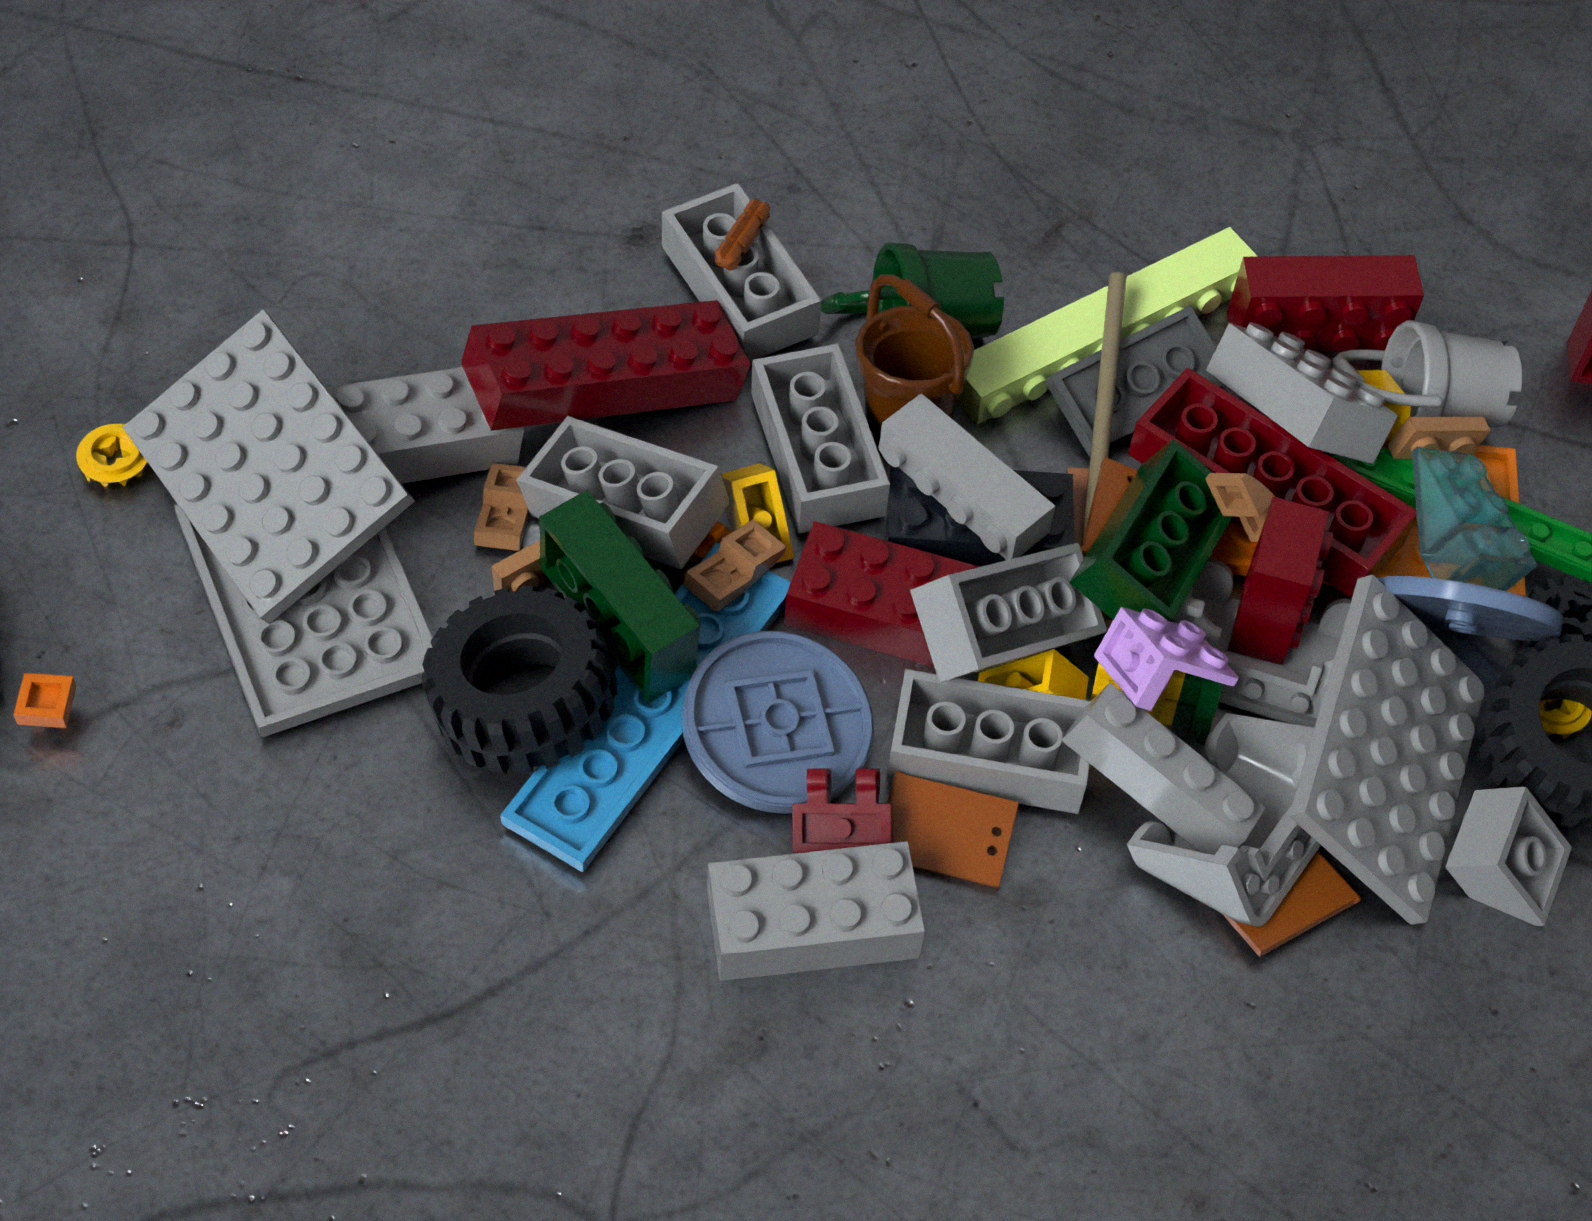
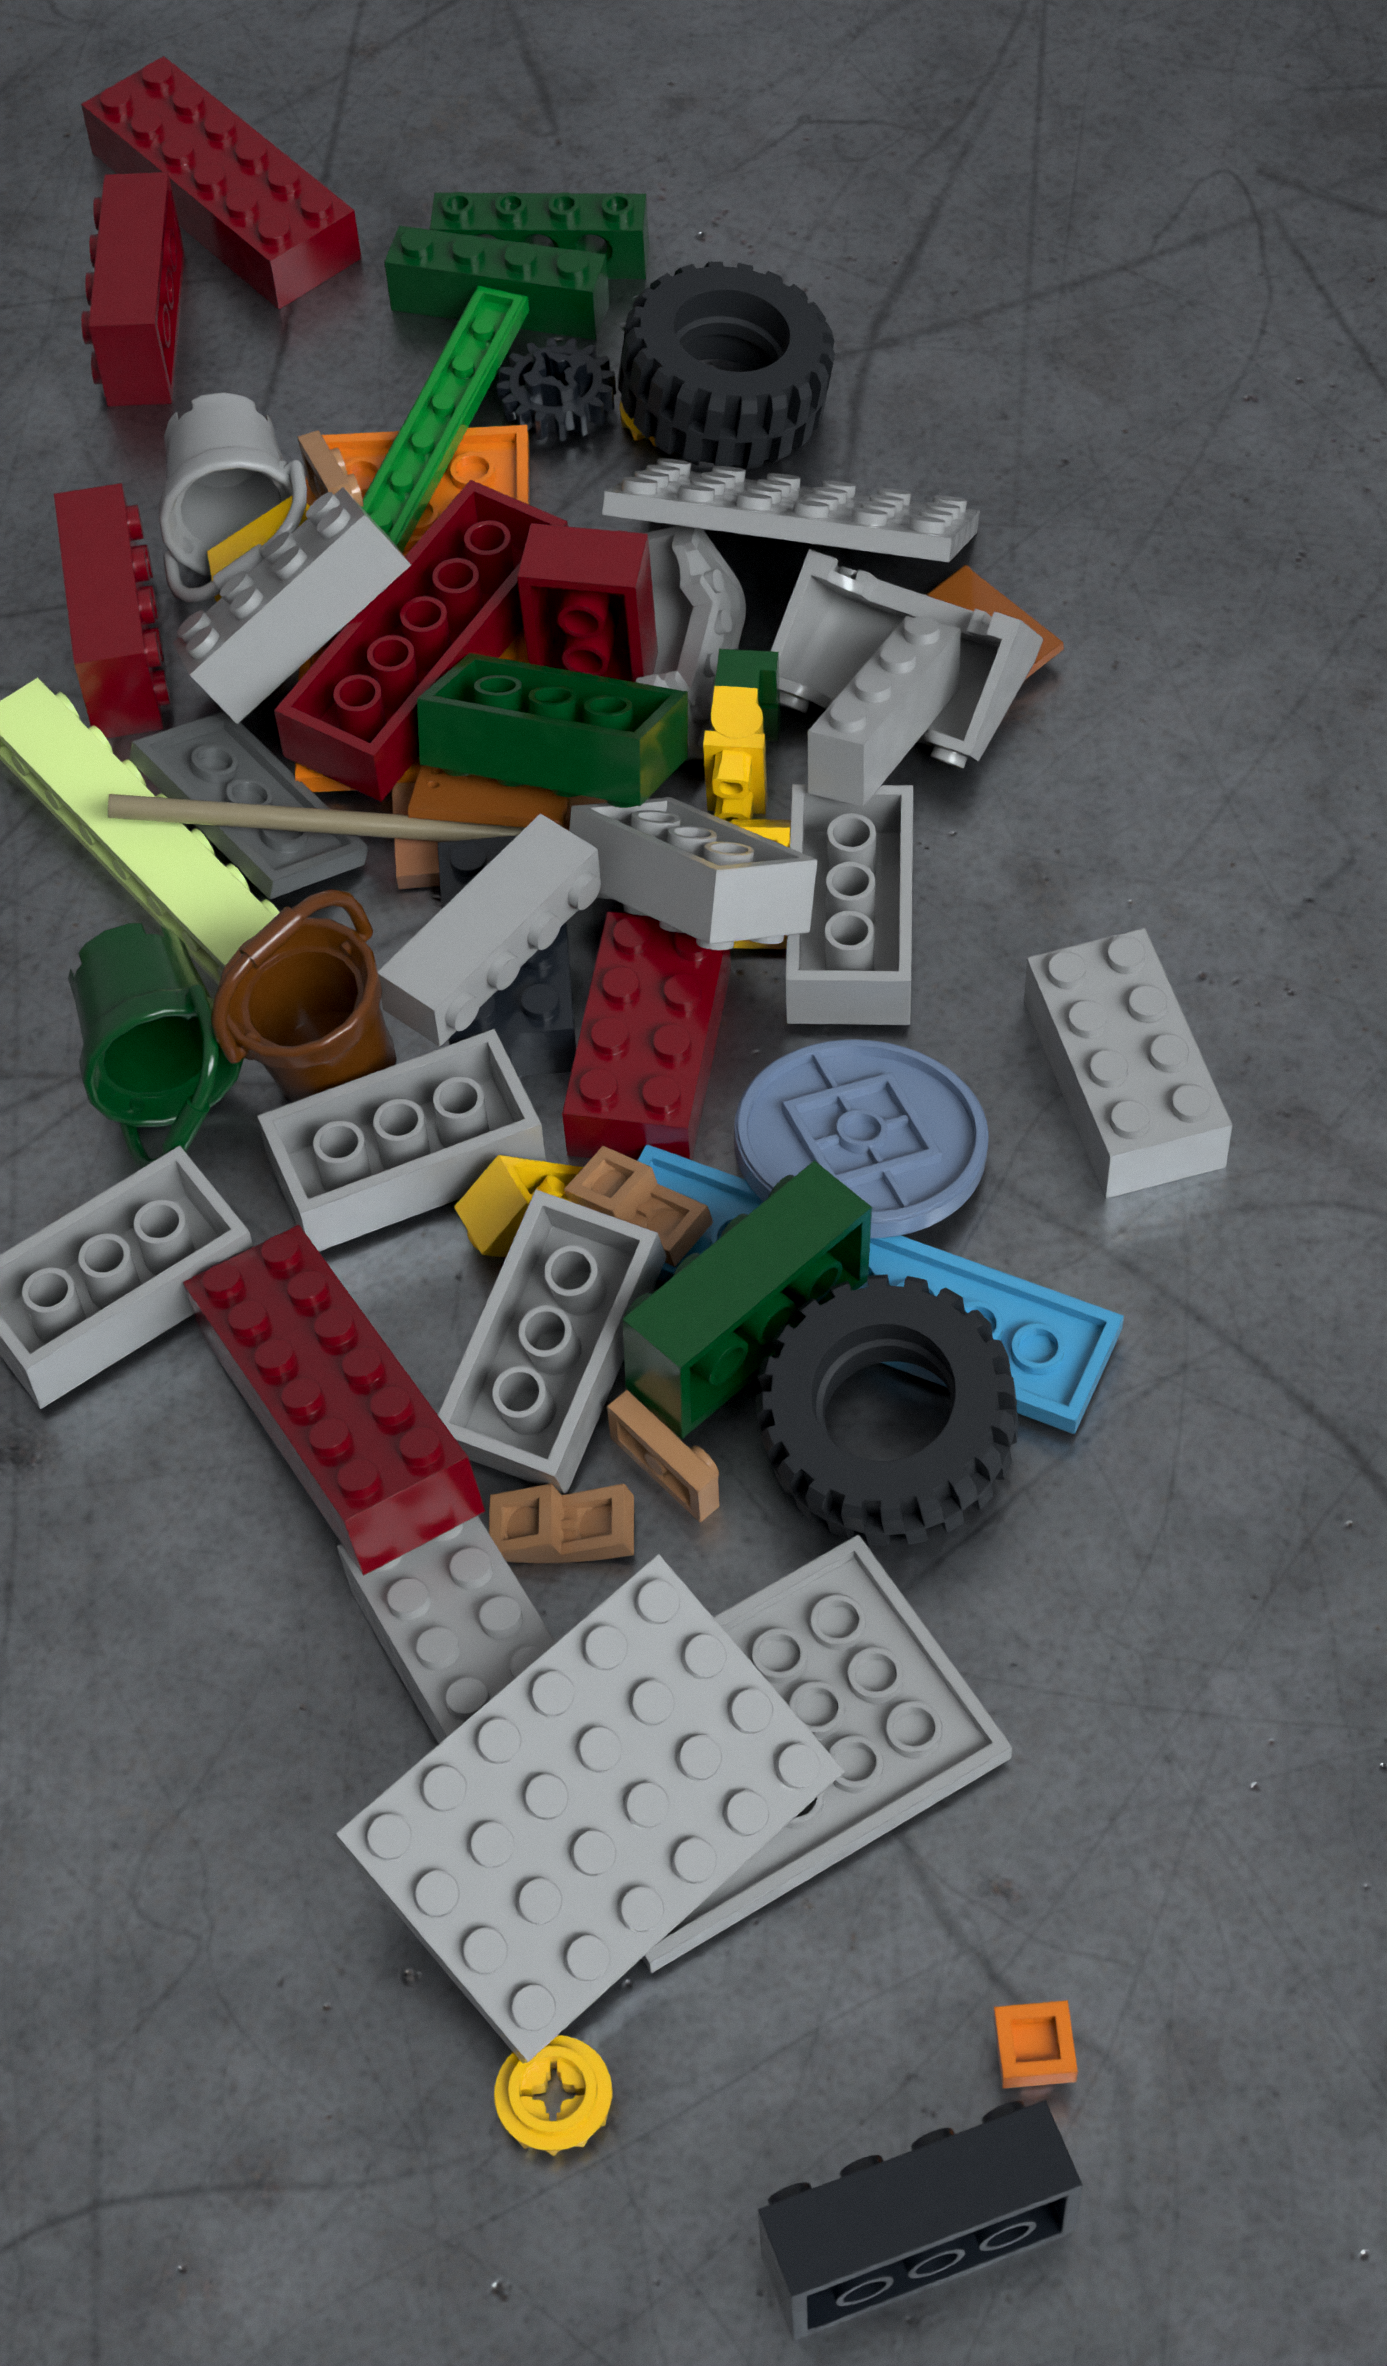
camera: 90 degrees left, 0 degrees up
(742, 234) = (74, 1247): dark orange axle -> none
(831, 826) = (1002, 1042): dark red plate -> none
(952, 828) = (971, 952): dark orange container -> none
(1146, 649) = (757, 692): lavender bracket -> none
(1243, 497) = (500, 629): medium nougat slope -> none
(1465, 522) = (497, 439): clear light blue slope -> none
(1475, 608) = (604, 430): sand blue plate -> none
(1509, 854) = (878, 441): light grey slope -> none

